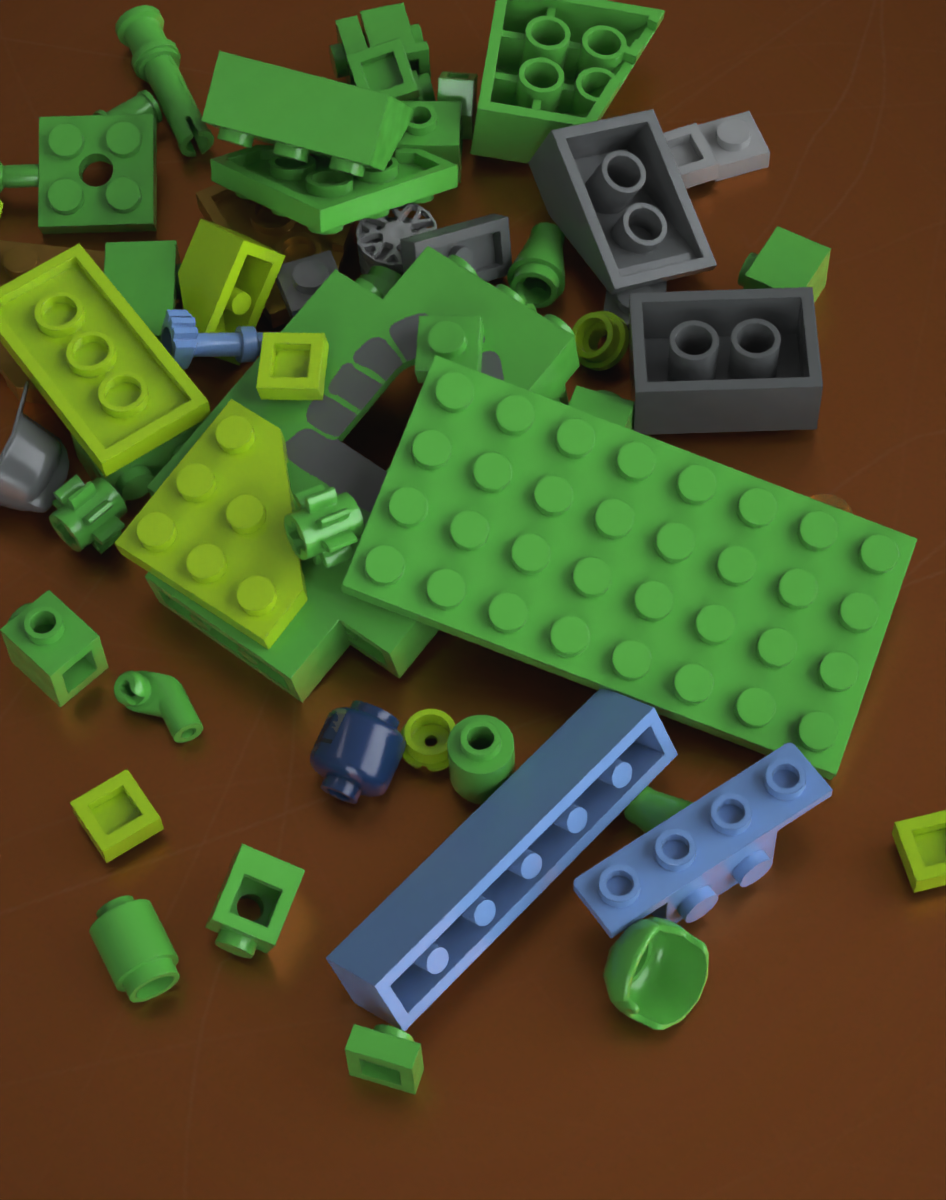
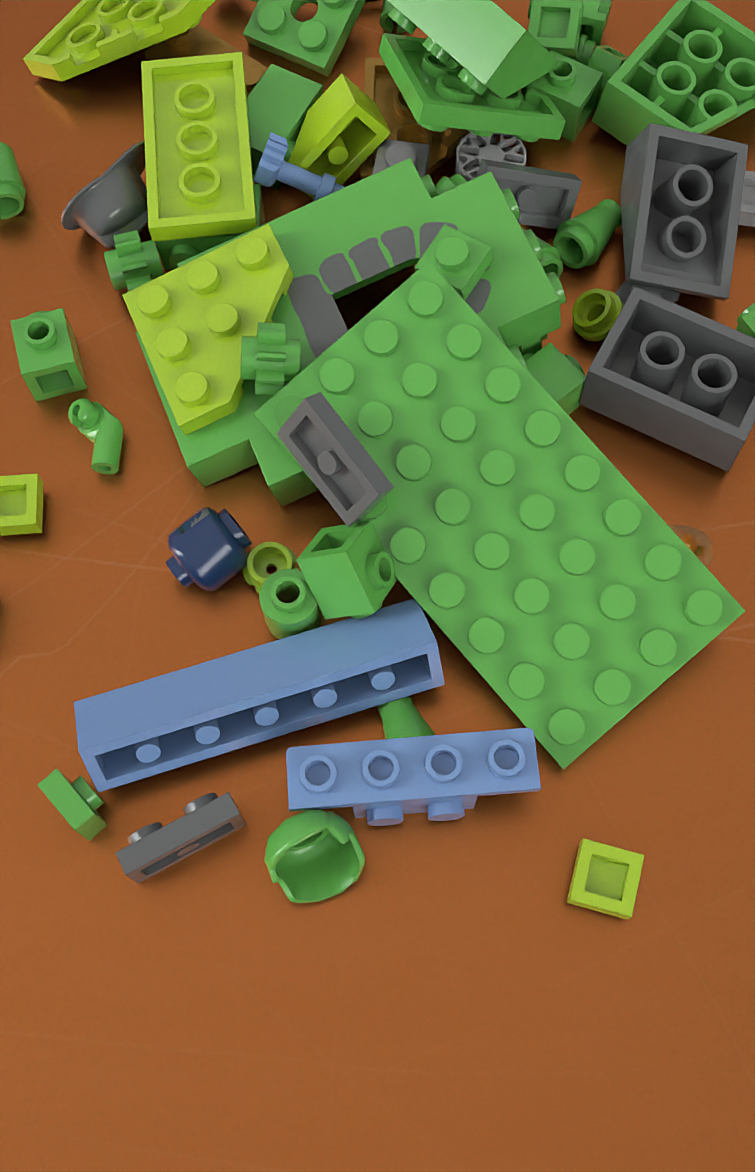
camera: 30 degrees right, 10 degrees up
(267, 882) = (33, 627): bright green brick -> none
(292, 366) = (327, 219): lime plate -> none
(460, 583) = (334, 459): none -> dark grey plate
(526, 688) = (347, 570): none -> bright green brick
(526, 1007) = (160, 847): none -> dark grey plate

